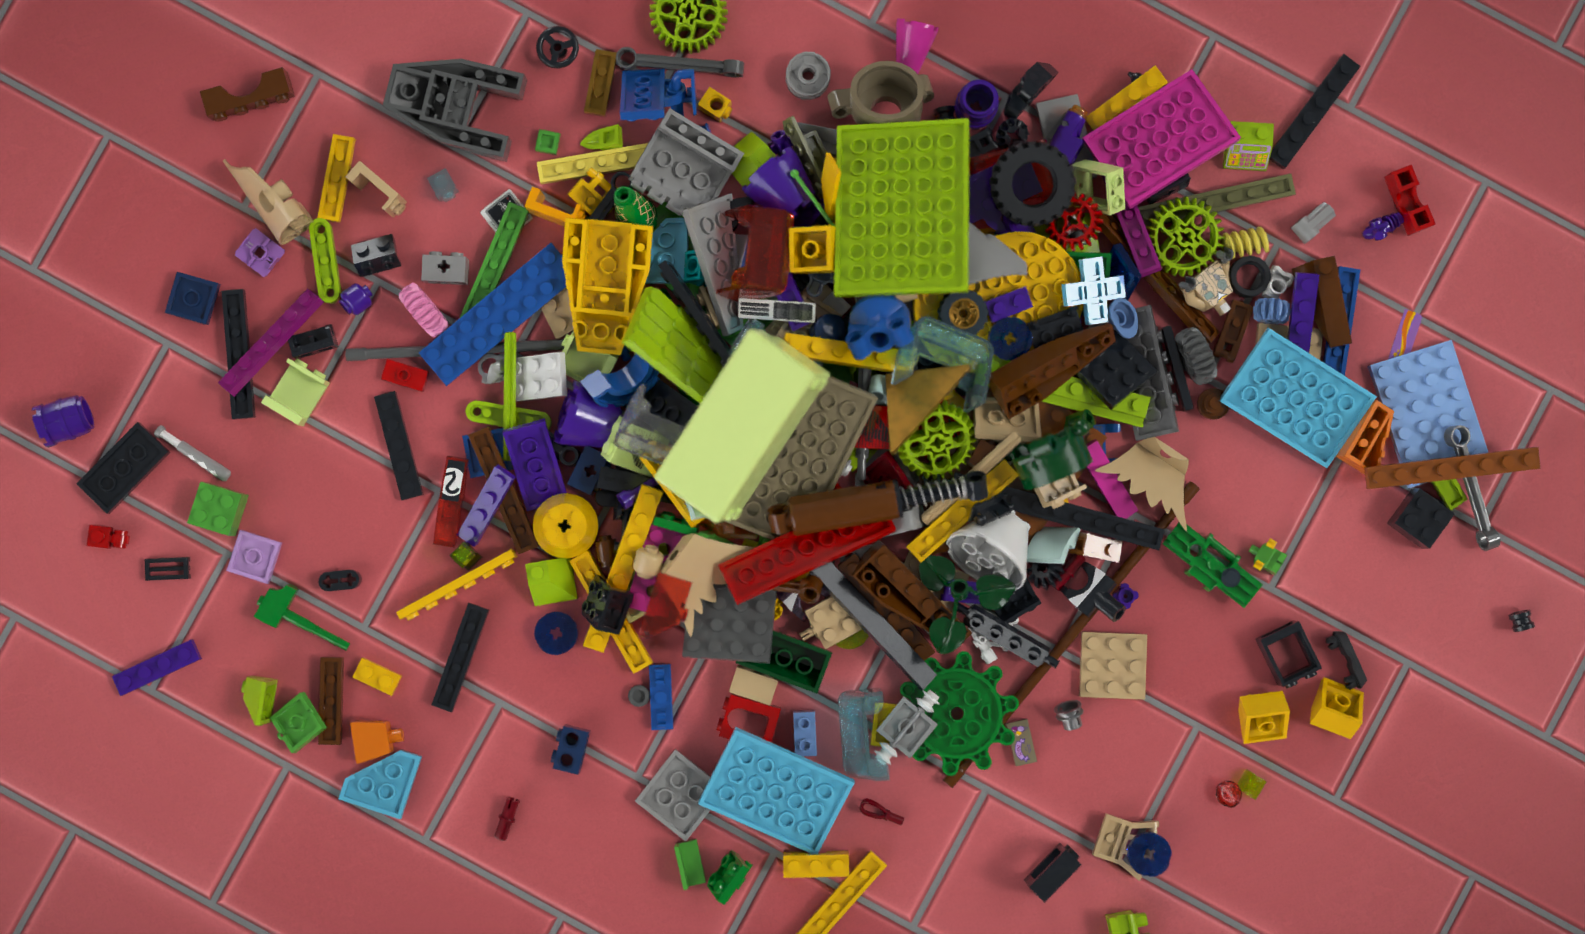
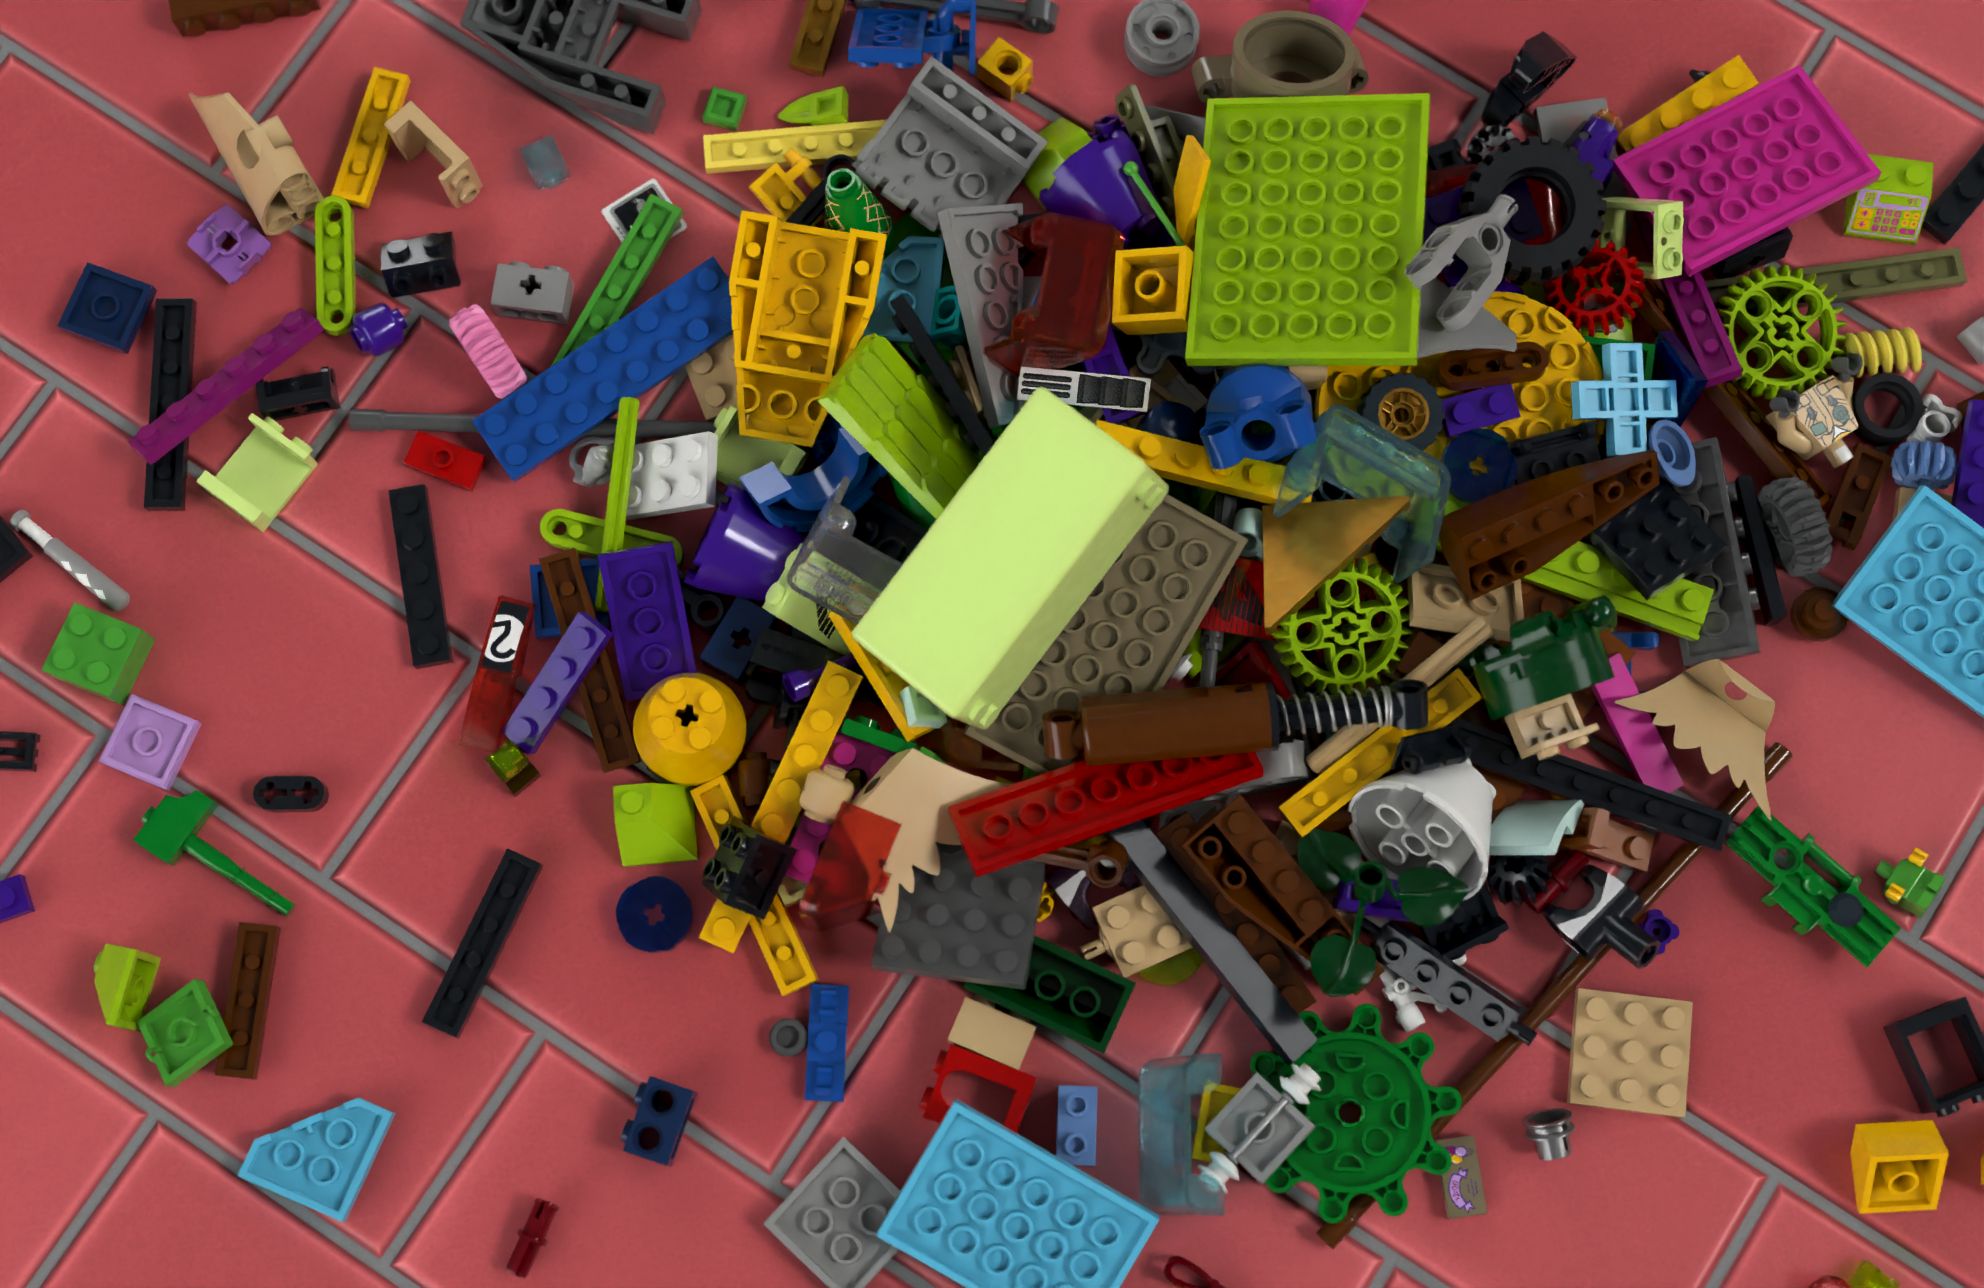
camera: 10 degrees right, 10 degrees down
(373, 739) = (313, 1075): orange torso -> none
(377, 676) = (334, 965): yellow plate -> none
(449, 590) = (479, 822): yellow plate -> none
(536, 207) = (709, 211): light orange panel -> none
(982, 93) = (1451, 89): dark purple piece -> none
(1004, 214) = (1483, 248): none -> light grey piece
(1026, 281) = (1508, 365): none -> reddish brown plate

